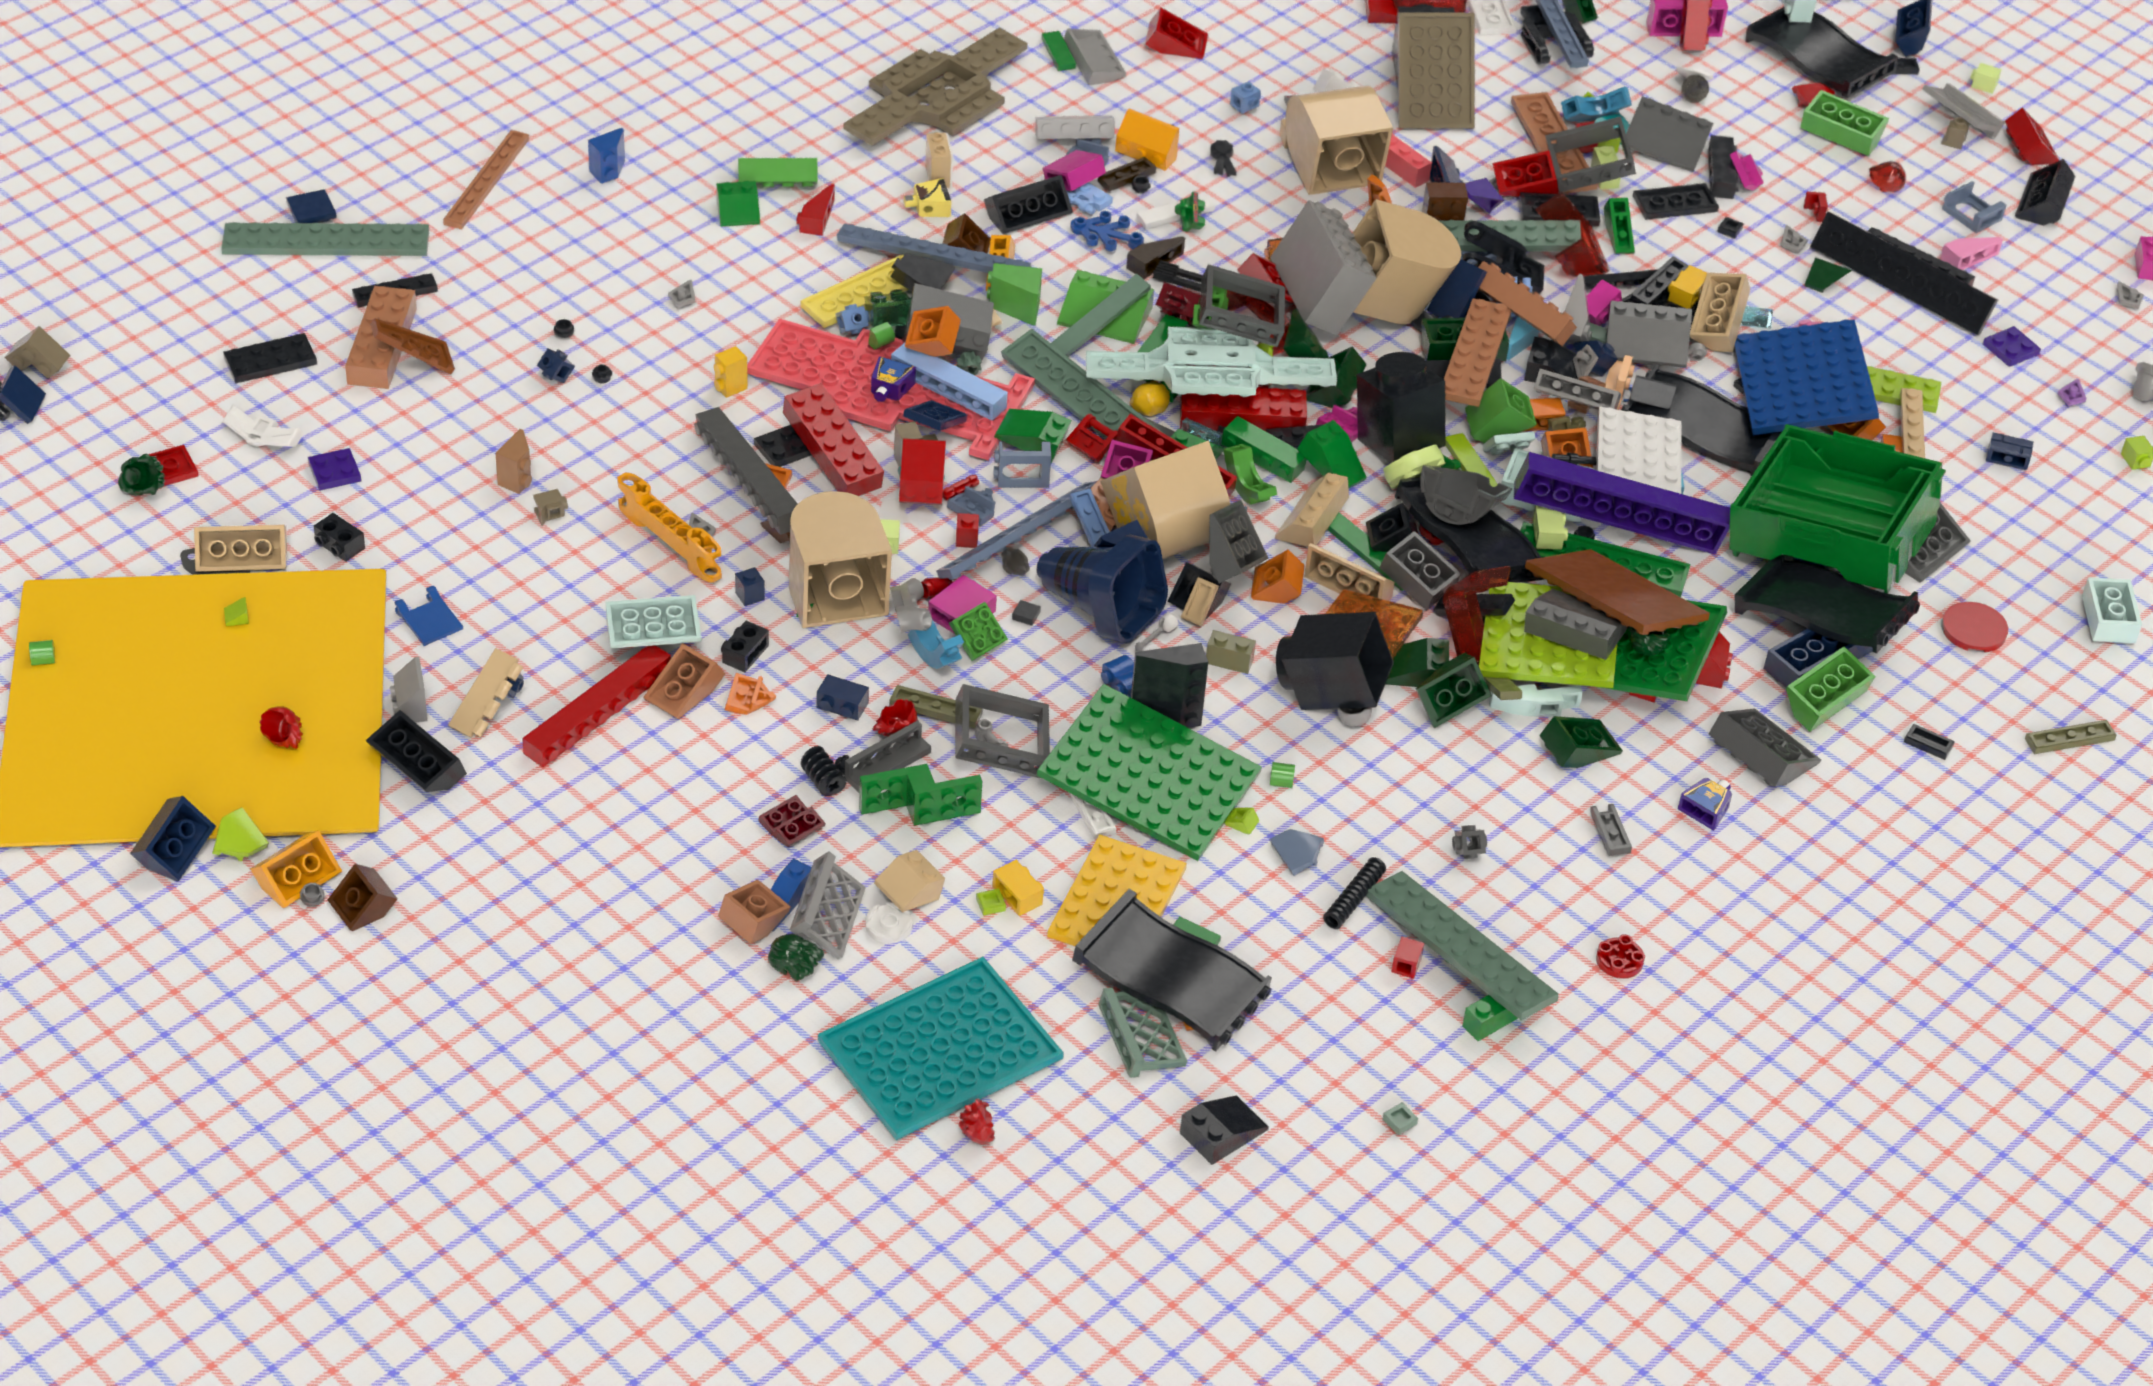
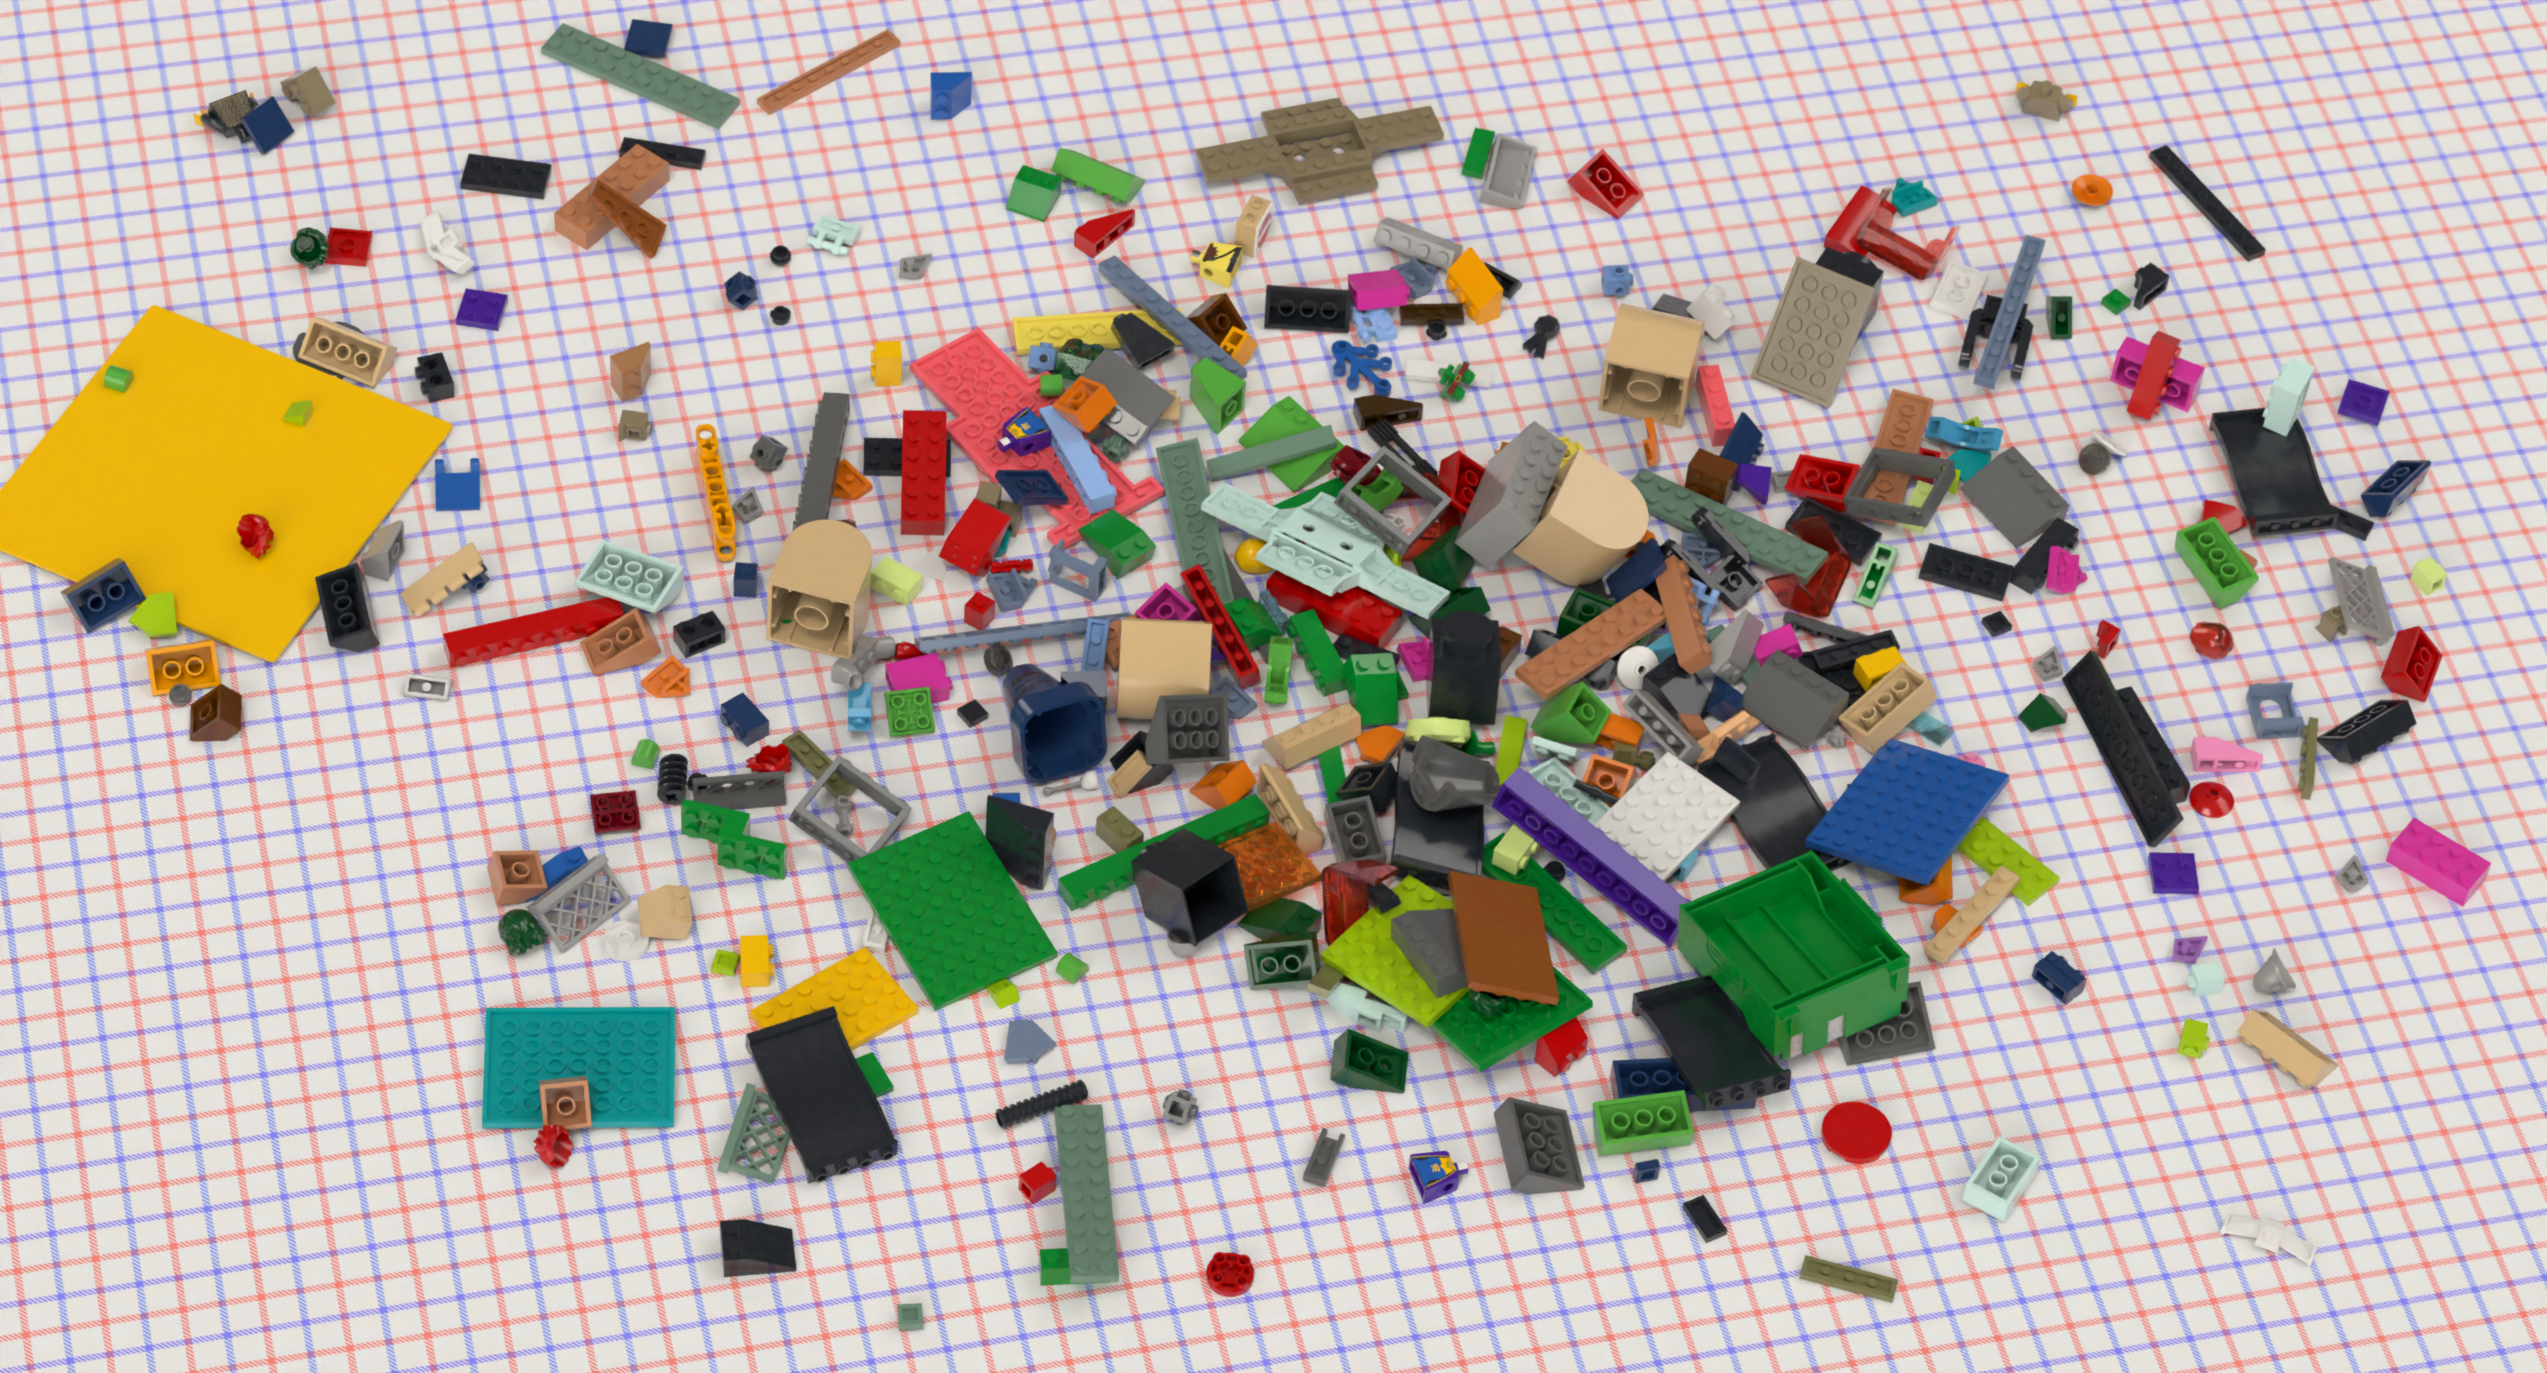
camera: 30 degrees right, 5 degrees up
(537, 791) = (427, 687): none -> light grey slope
(595, 292) = (835, 230): none -> light aqua plate
(678, 479) = (768, 453): none -> dark grey brick
(778, 762) = (645, 754): none -> bright green brick
(961, 1079) = (565, 1102): none -> nougat slope
(1090, 443) = (1160, 568): red plate -> none
(1260, 672) = (1116, 871): none -> green brick
(1368, 498) = (1379, 743): none -> orange slope
(1513, 359) = (1630, 662): none -> white dish
(1585, 361) = (1705, 700): light grey piece -> none
(1858, 725) = (1646, 1171): none -> dark blue tile
(1990, 284) = (2211, 799): none -> red dish
(2028, 229) = (2307, 764): none -> olive plate
(2107, 407) = (2205, 979): none -> light aqua brick

